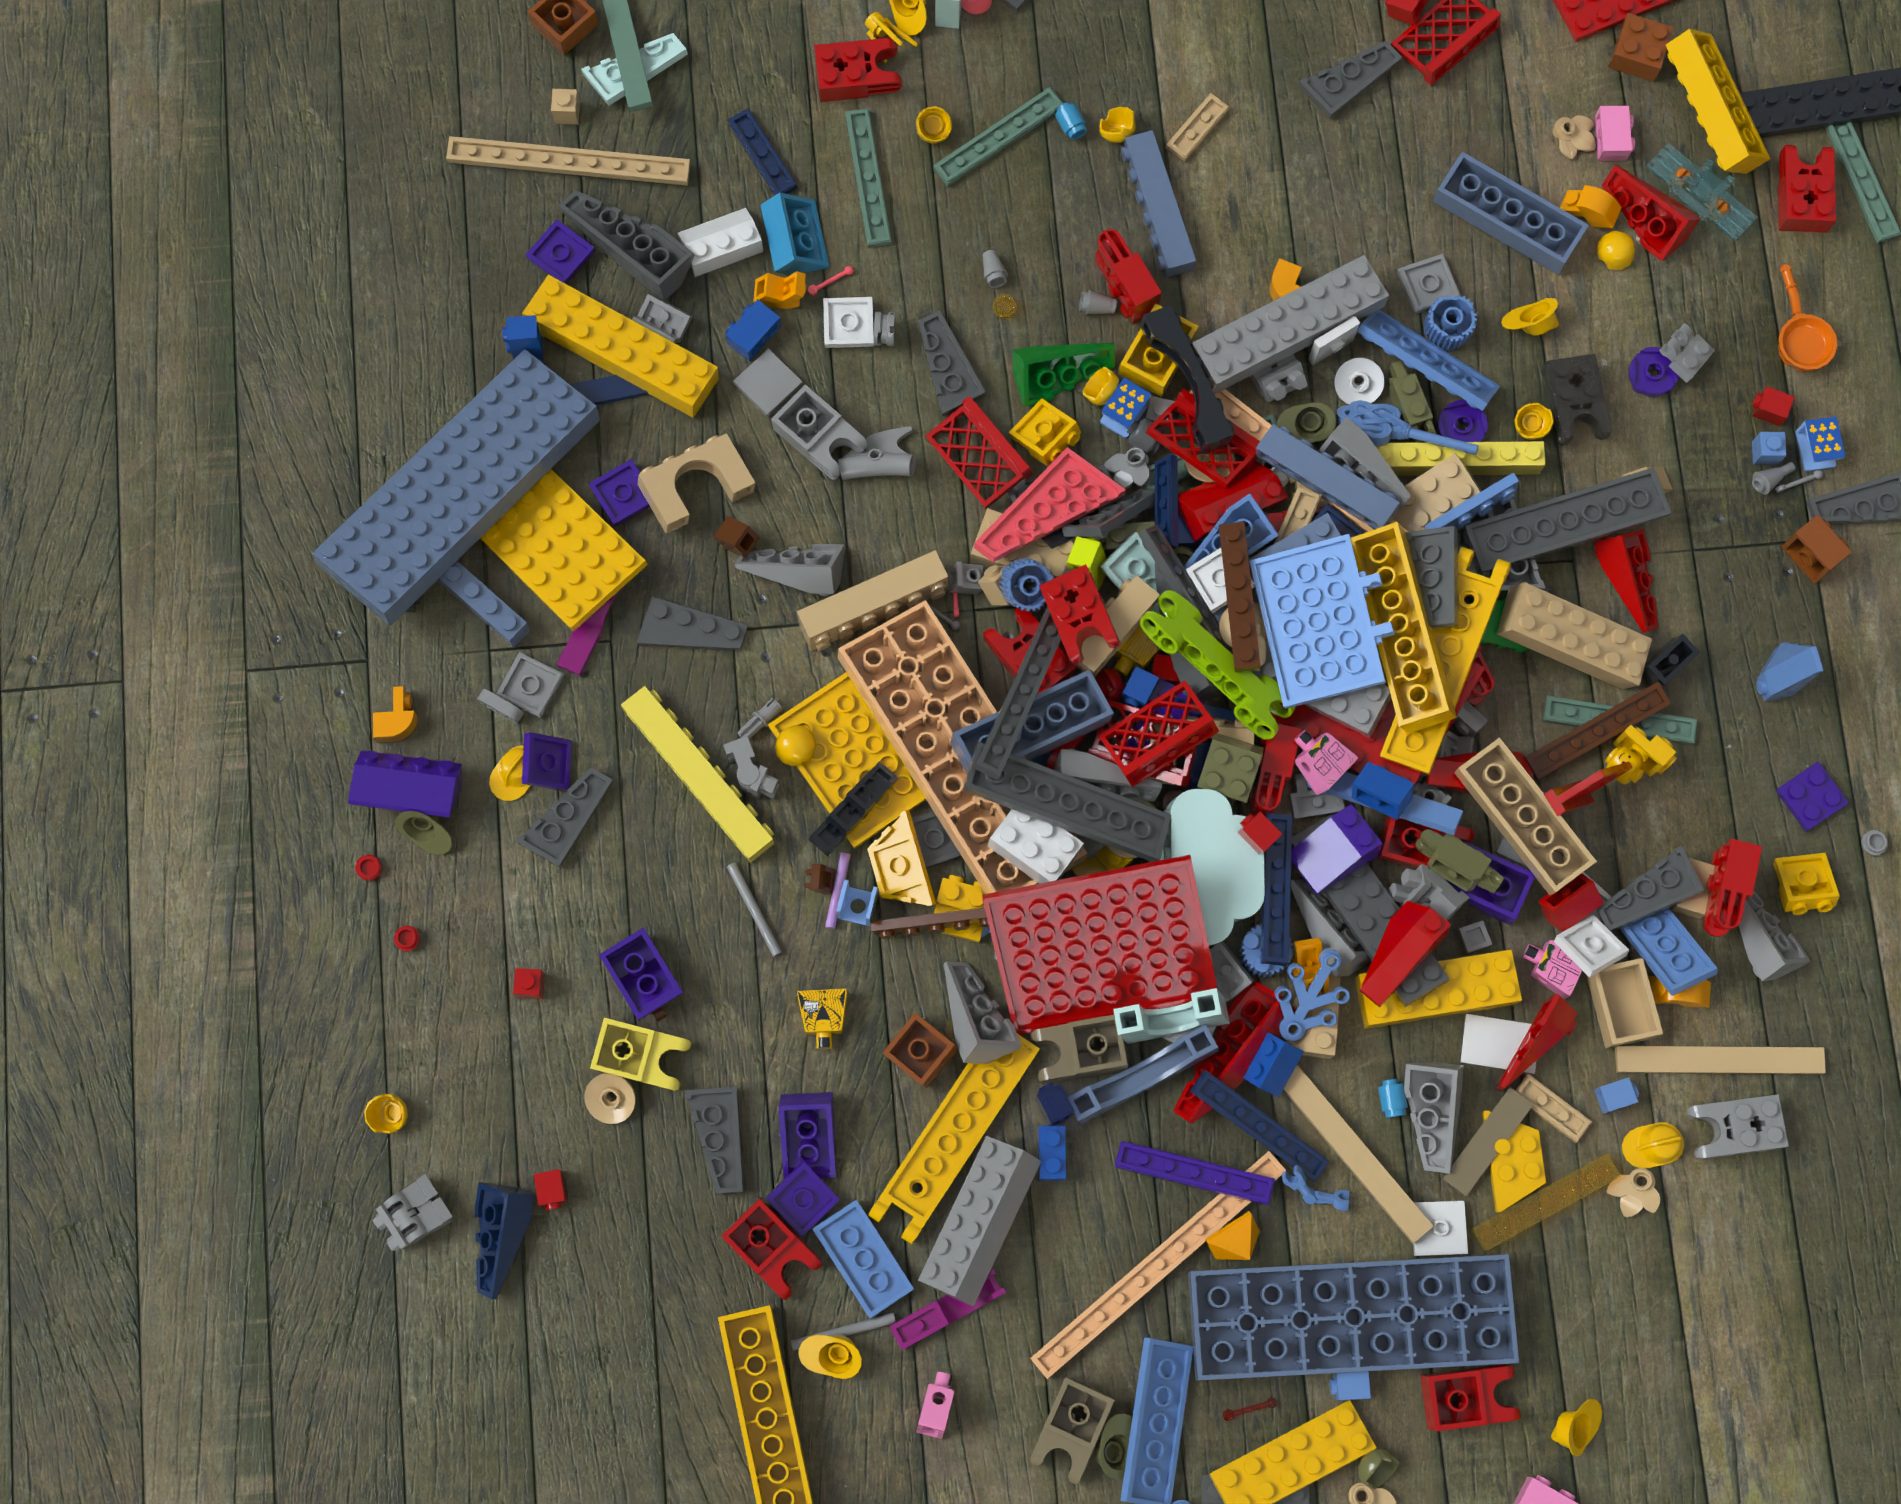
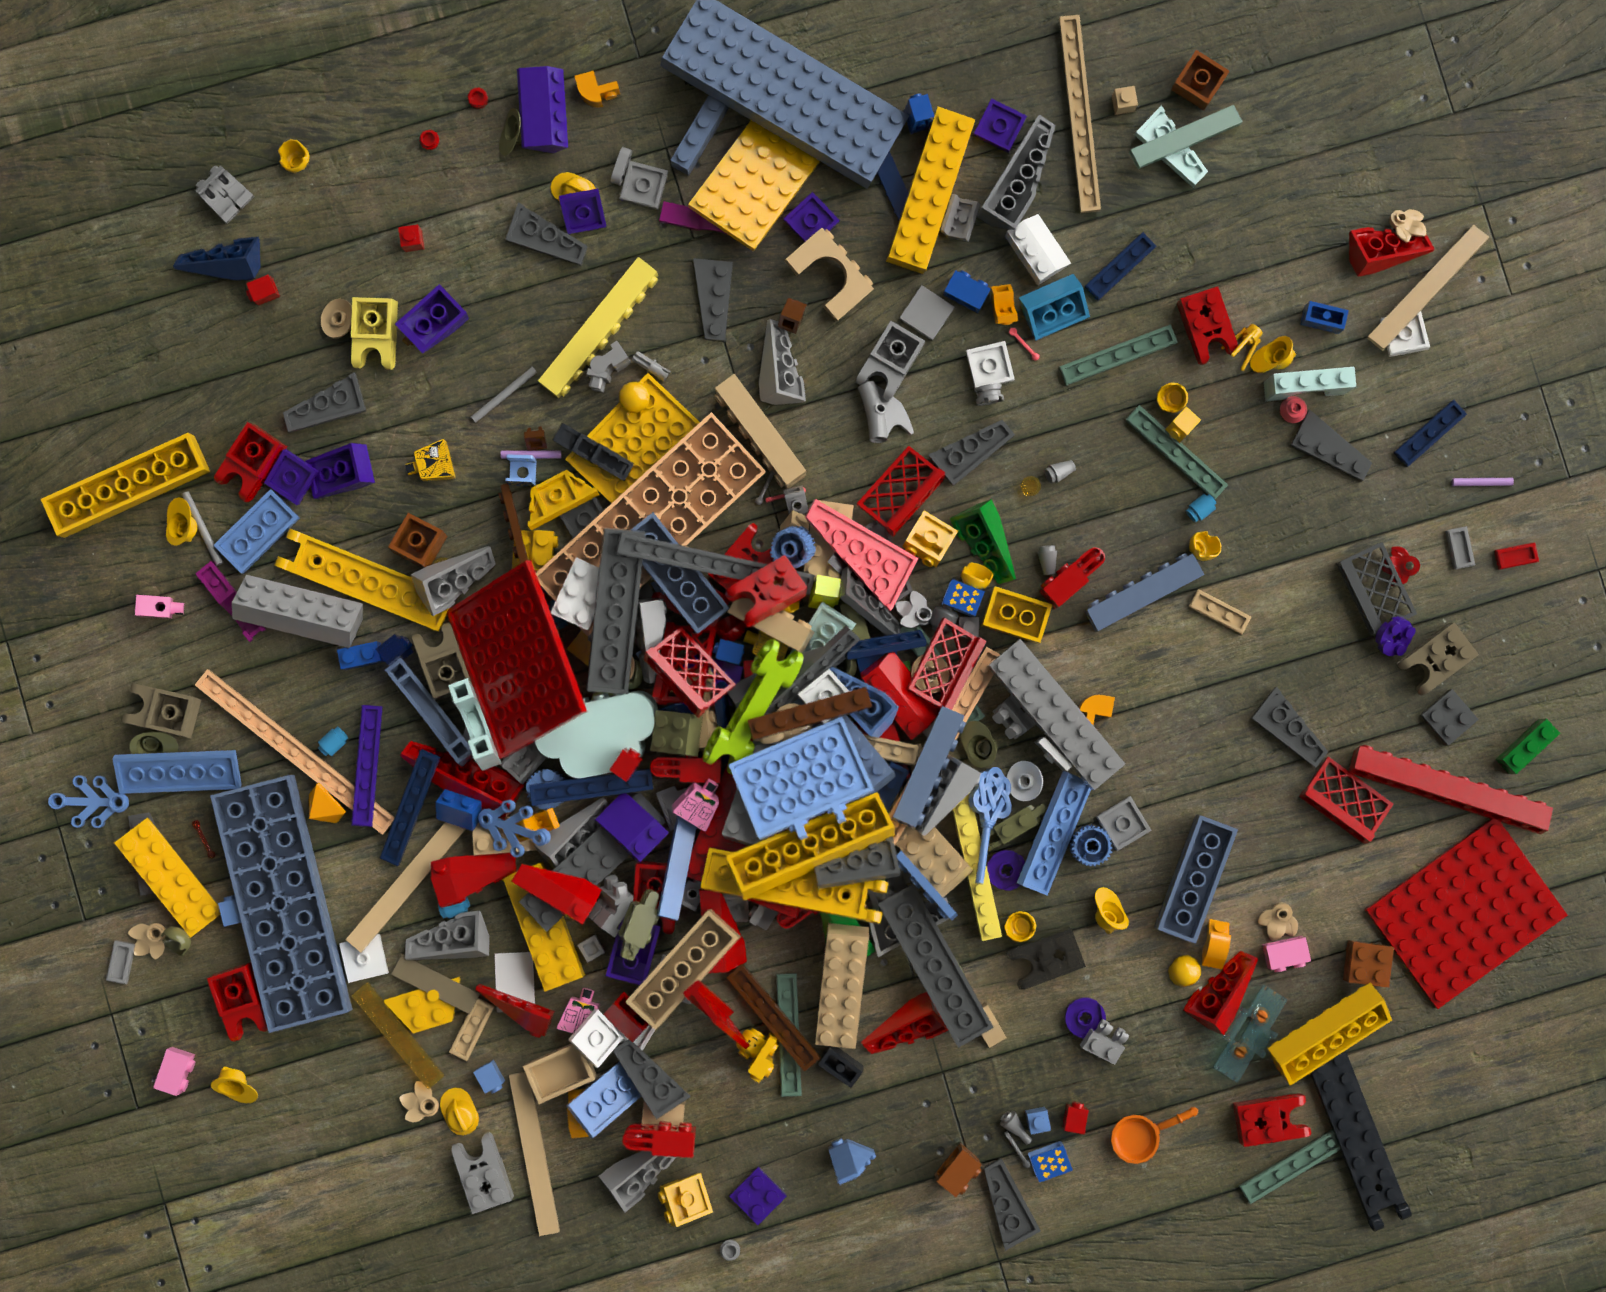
camera: 80 degrees right, 10 degrees up
(968, 120) = (1182, 424): none -> yellow brick
(1155, 1212) = (332, 741): none -> dark azure brick
(1166, 335) = (1024, 616): black arch -> none
(1339, 1199) = (368, 857): medium blue piece -> none
(1358, 1068) = (463, 875): none -> red wedge
(1382, 790) = (681, 854): blue brick -> none

